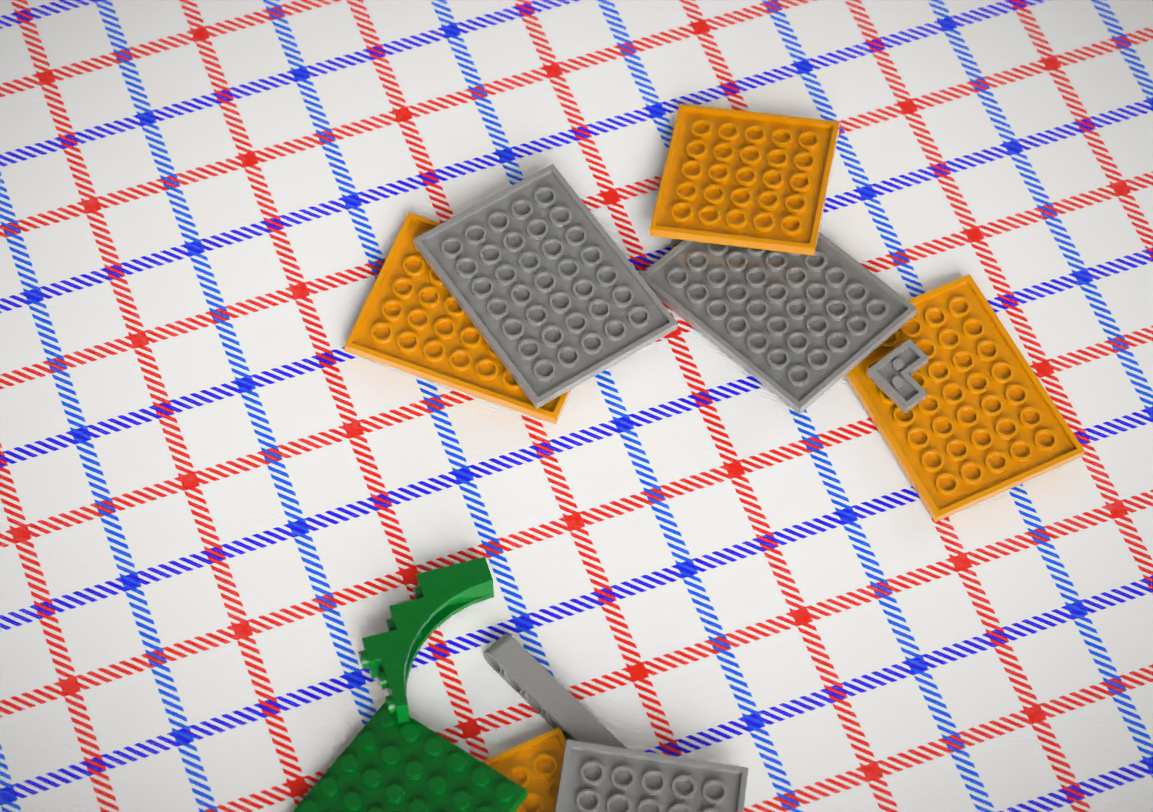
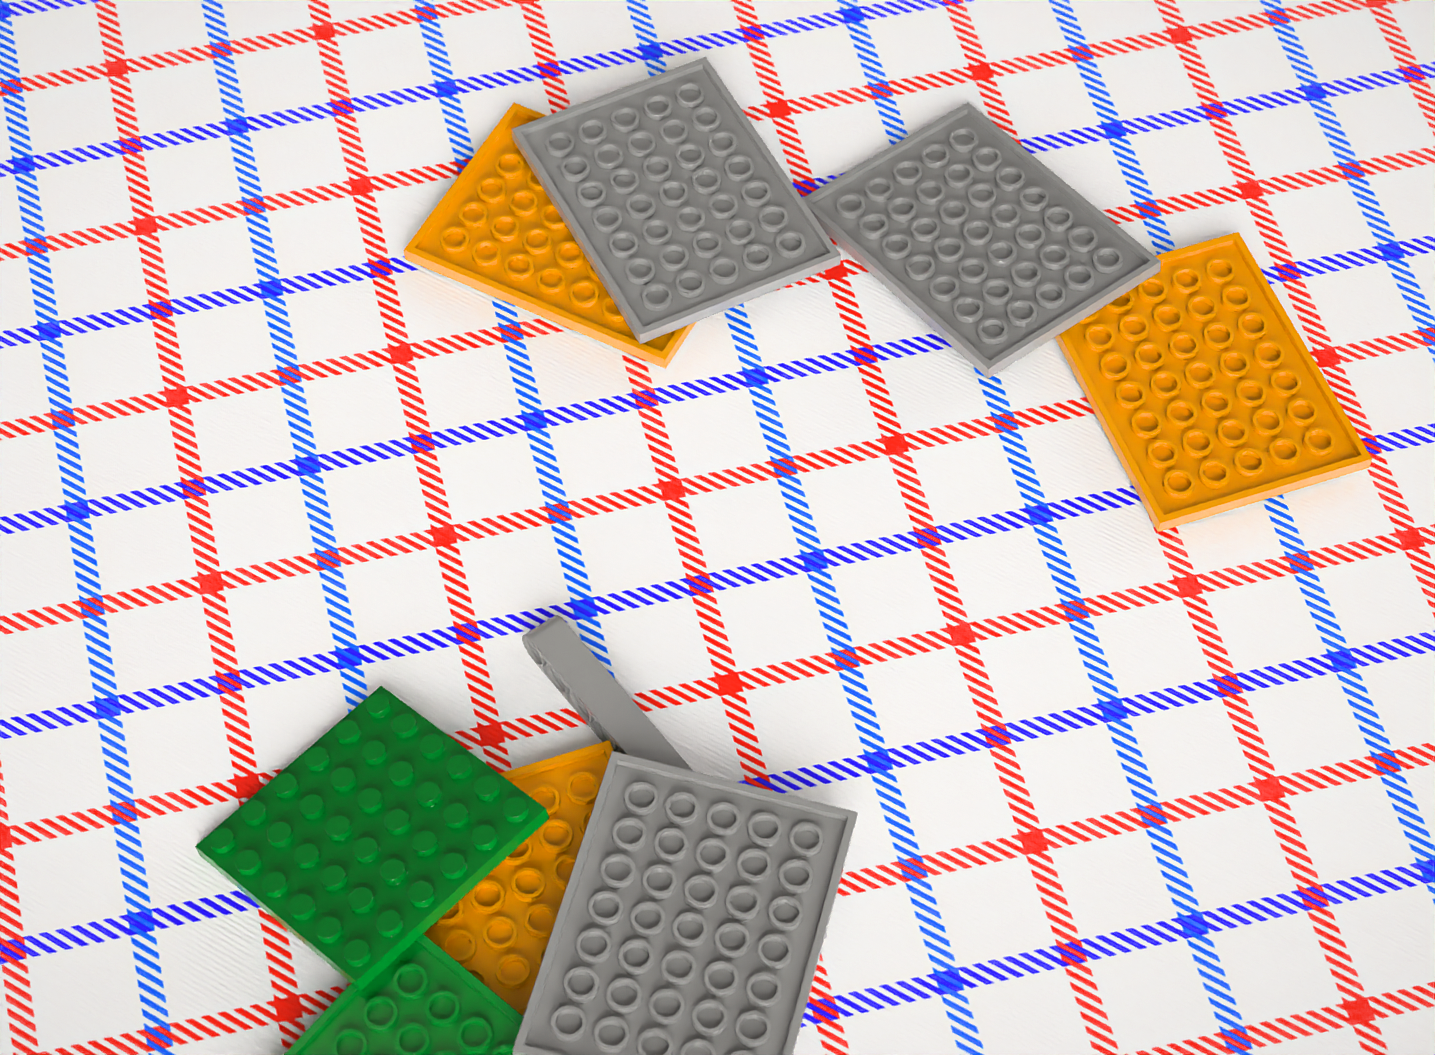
camera: 10 degrees right, 5 degrees down
(411, 623) = (433, 589): green arch -> none
(745, 179) = (955, 96): light orange plate -> none
(894, 375) = (1123, 341): light grey plate -> none

